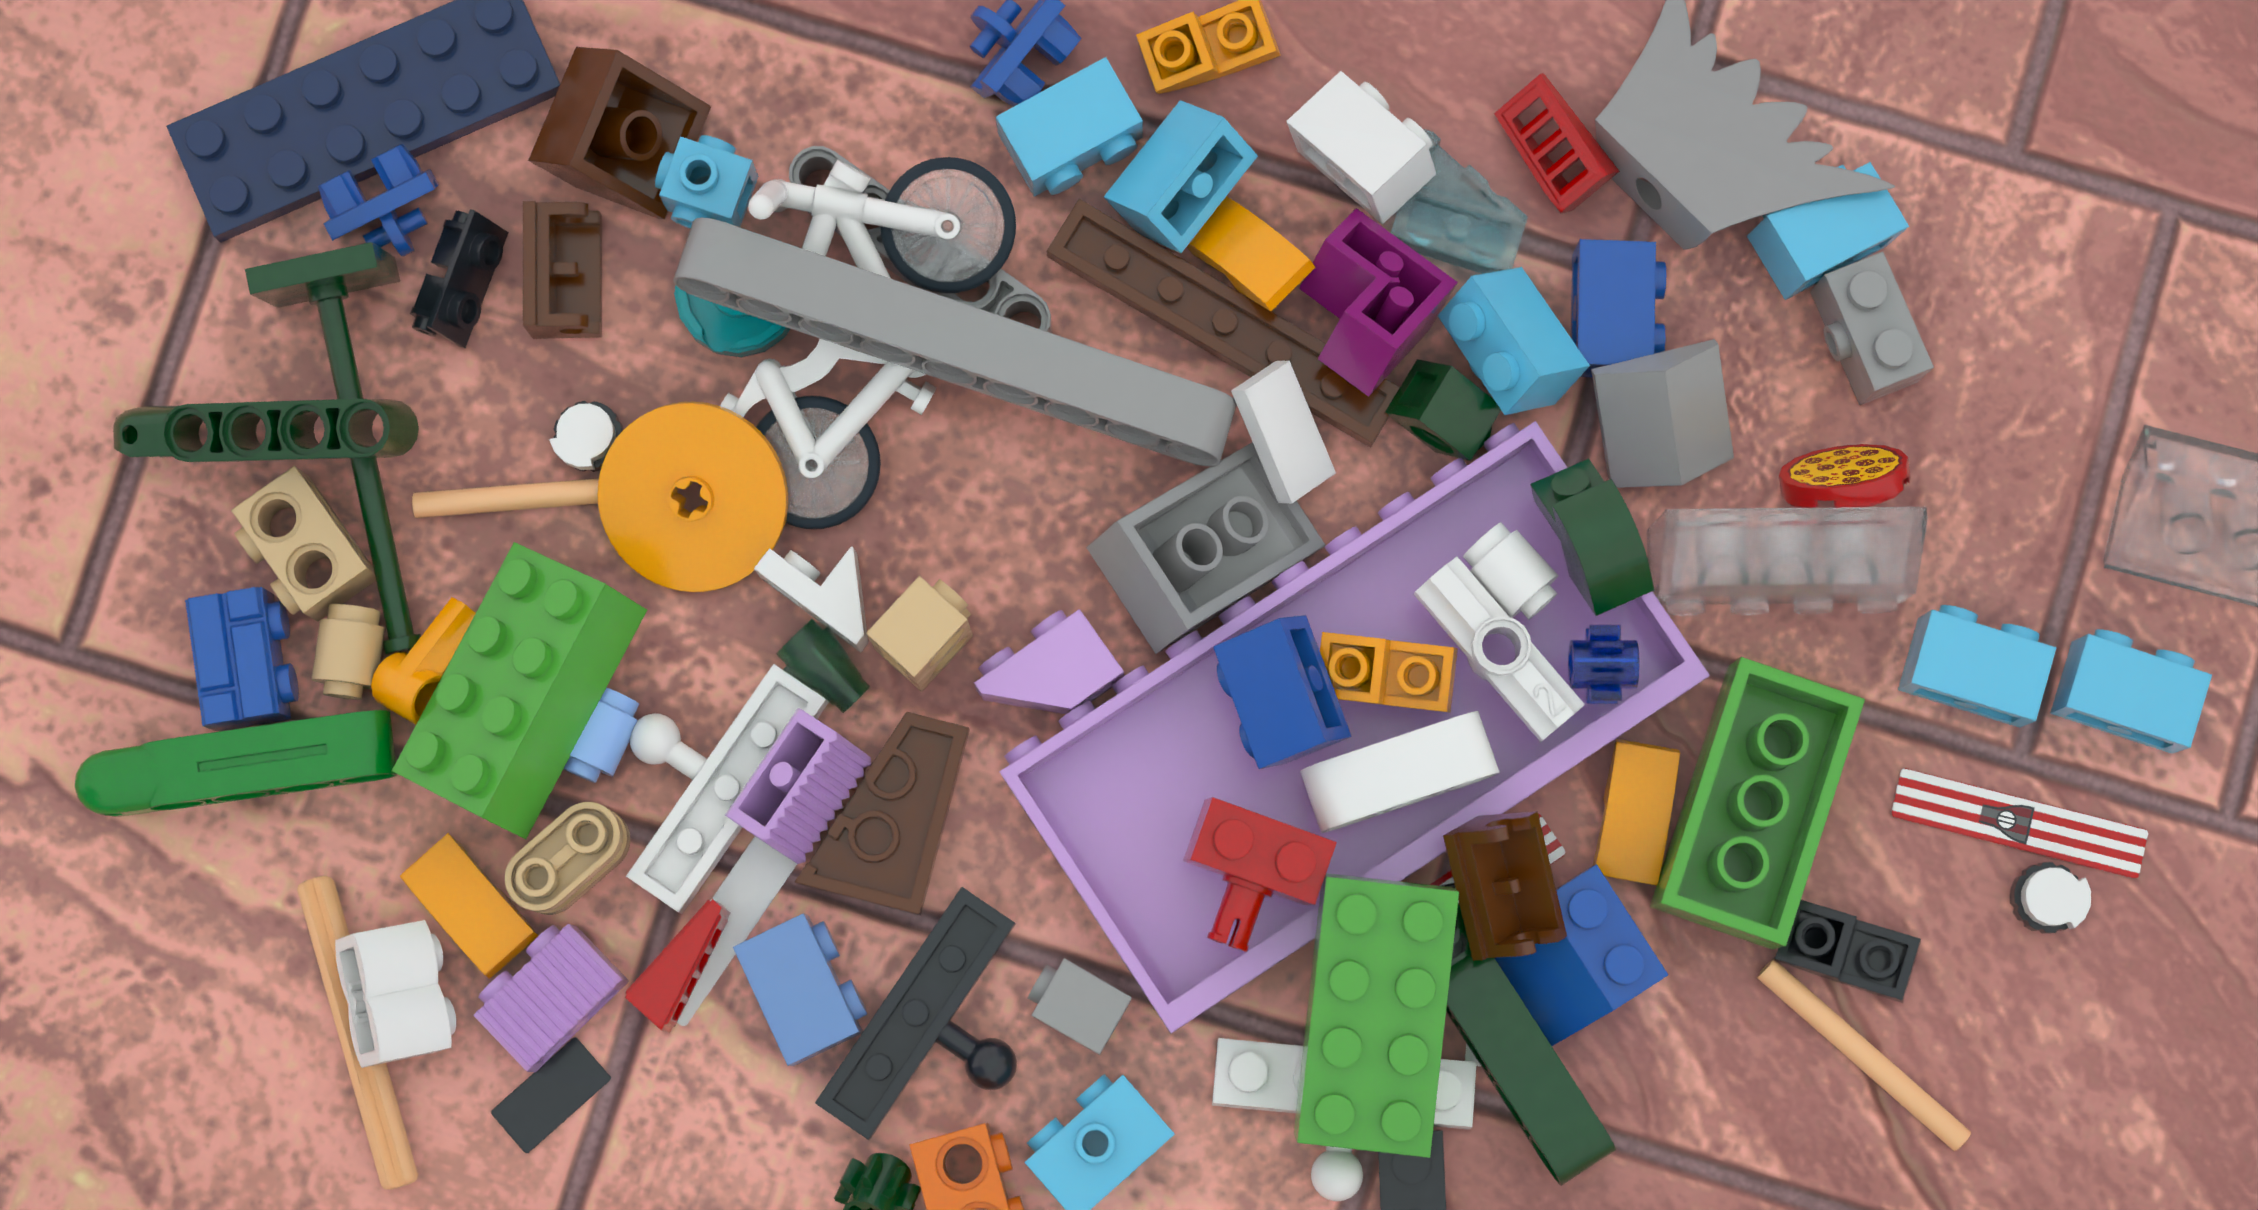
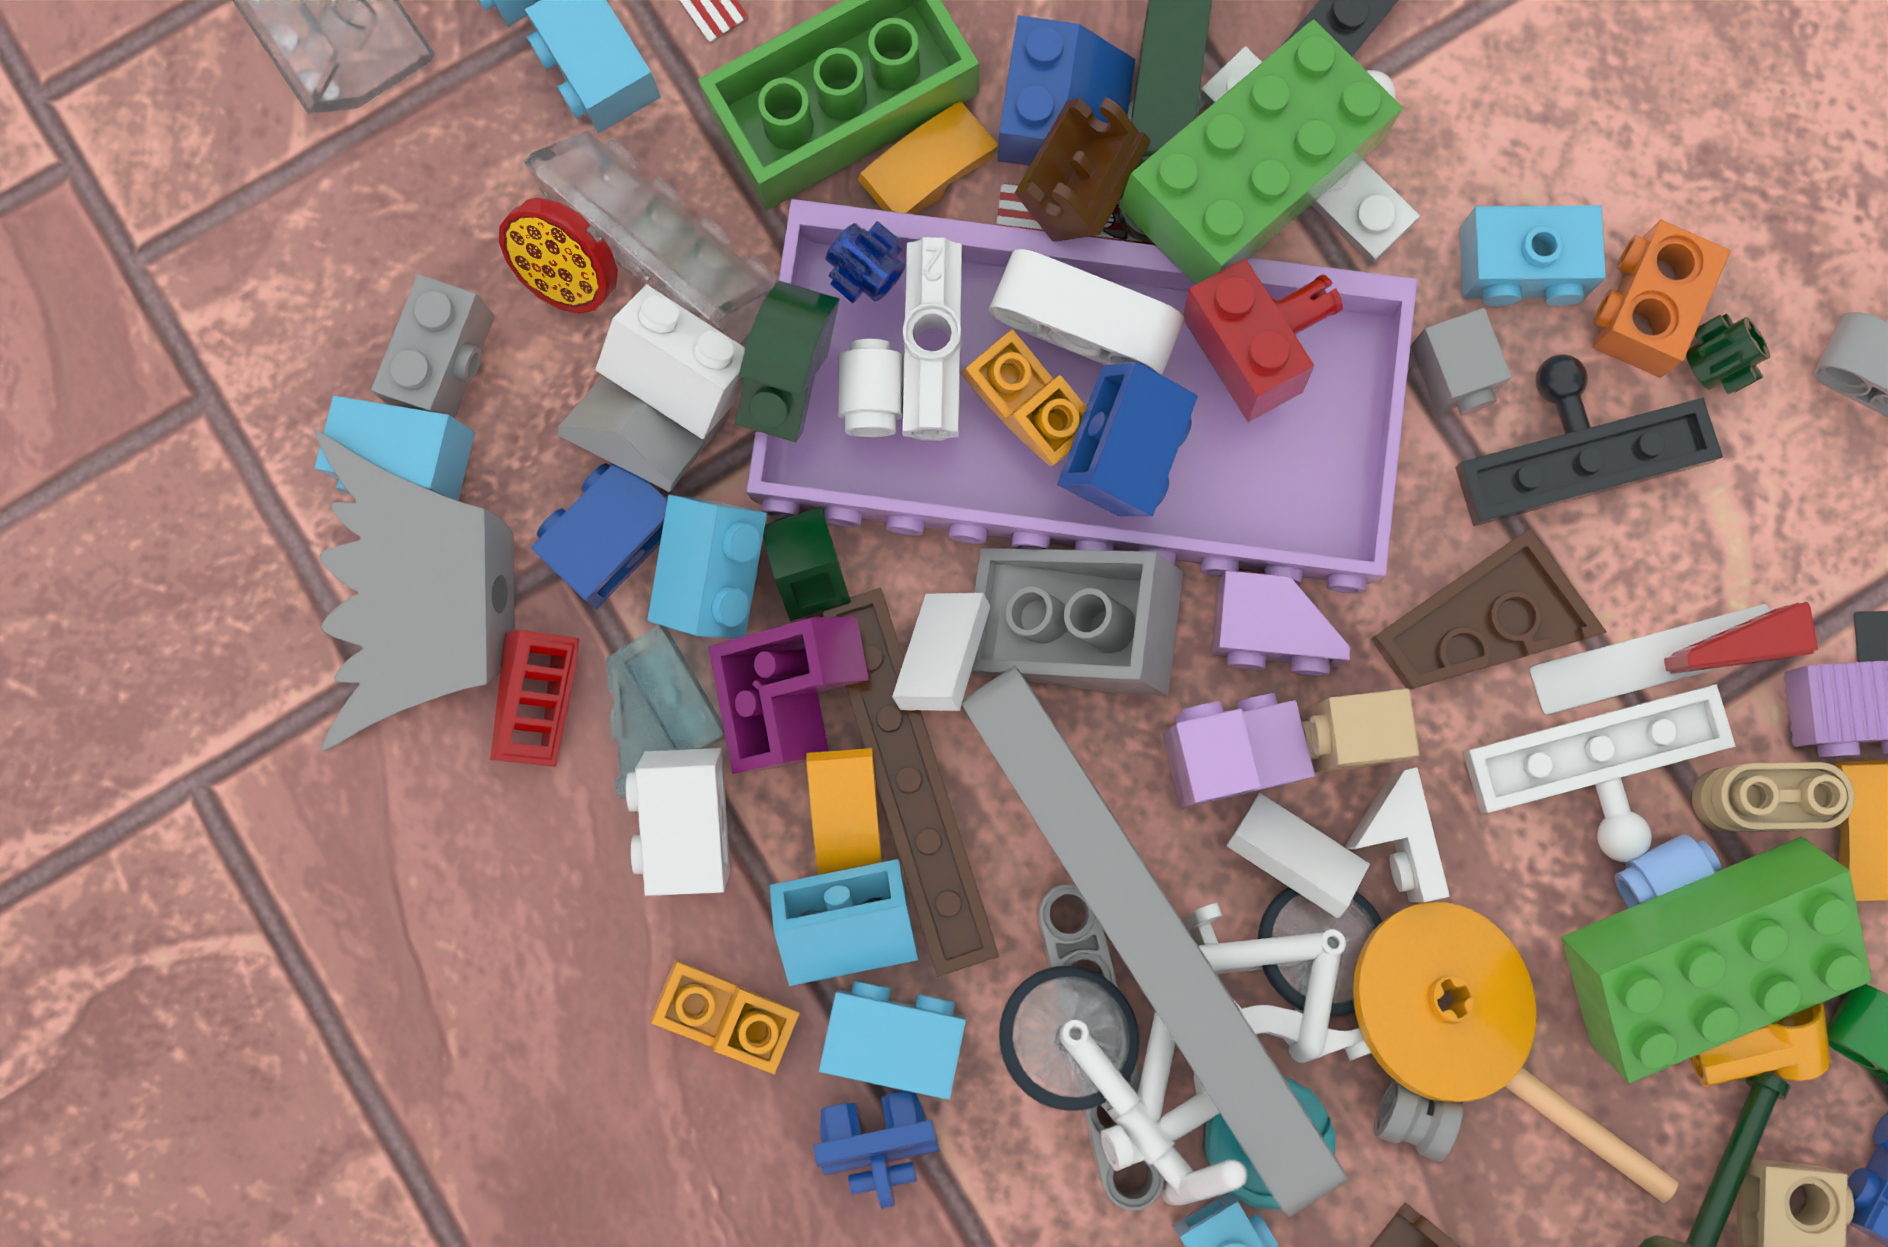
camera: 135 degrees left, 0 degrees up
(348, 650) = (1821, 1115): tan brick -> none
(585, 435) = (1491, 1129): white piece -> none
(640, 392) = (1418, 1120): none -> light grey wheel
(799, 786) = (1549, 698): lavender brick -> none
(800, 988) = (1665, 549): medium blue brick -> none
(823, 665) = (1448, 780): clear green cone -> none
(889, 512) = (1298, 855): none -> white tile
(1003, 538) = (1236, 750): none -> lavender brick
(1678, 462) = (672, 361): none -> white brick

